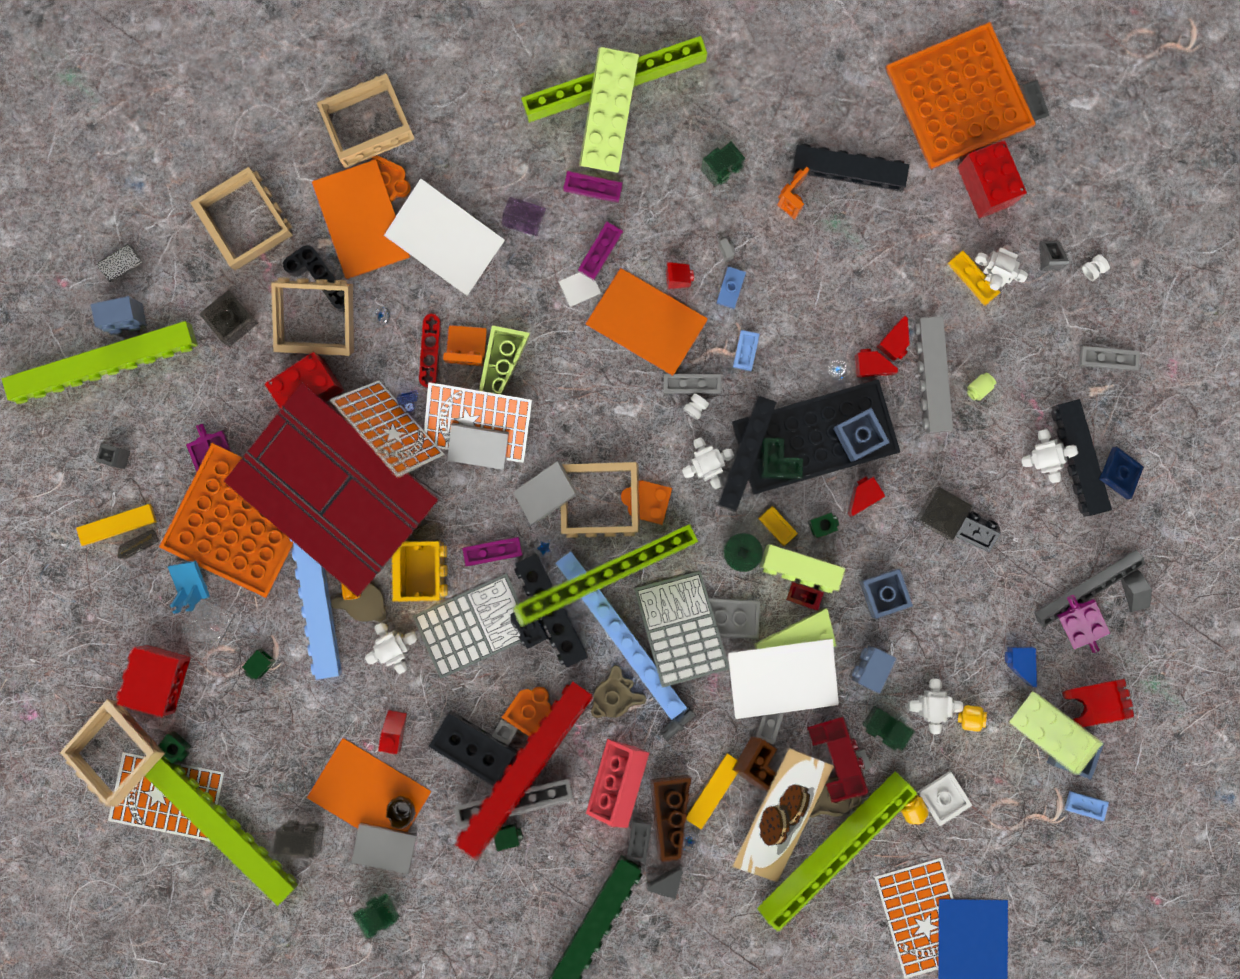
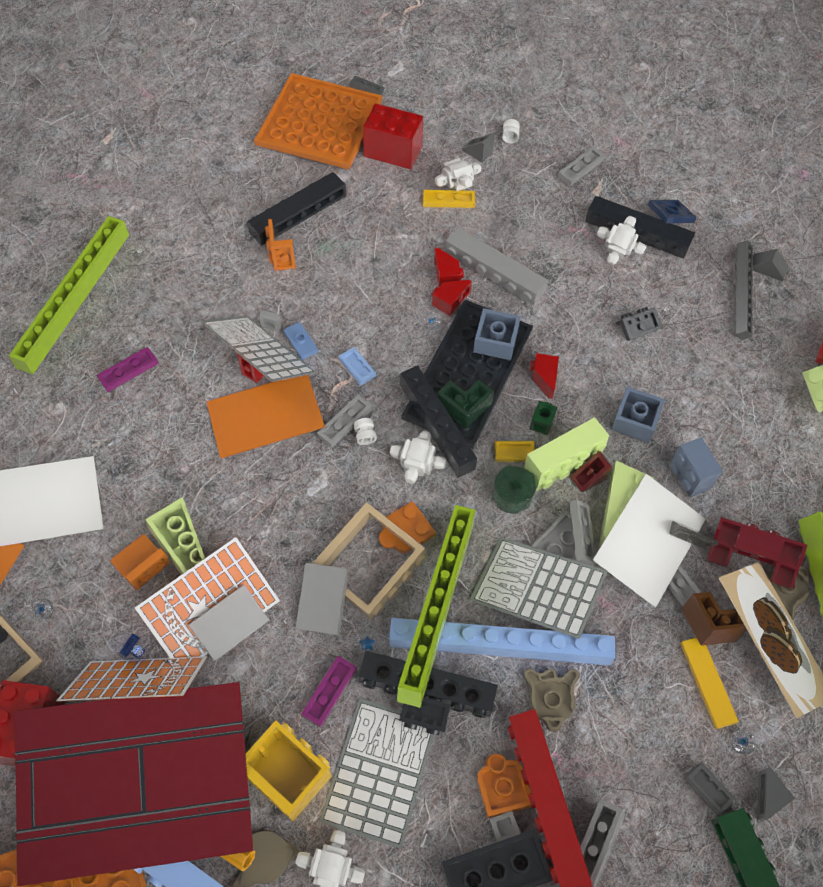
camera: 50 degrees left, 25 degrees down
(426, 350) = (109, 597): red beam -> none
(523, 216) = (93, 434): clear purple bracket -> none
(579, 288) = (189, 441): white sticker -> none
(600, 251) = (178, 402): magenta plate -> none
(608, 109) = (86, 306): yellowish green brick -> none
(617, 784) = (638, 762): coral slope -> none
(669, 805) = (705, 737): reddish brown wedge -> none
(677, 723) = (621, 662): dark grey pin -> none
(691, 268) = (258, 347): none -> sticker
(722, 163) = (207, 275): clear green brick -> none
(749, 627) = (582, 532): none -> light grey plate
(814, 705) = (692, 535): none -> clear smoke slope
(893, 732) = (757, 497): clear green brick -> none
(935, 706) = (762, 450): white piece -> none
(943, 513) = (606, 333): clear smoke brick -> none
(972, 718) = (792, 433): yellow head -> none
(981, 386) = (531, 245): yellowish green brick -> none
(1023, 663) = (773, 369): blue slope -> none
(1083, 624) = (770, 308): plate -> none

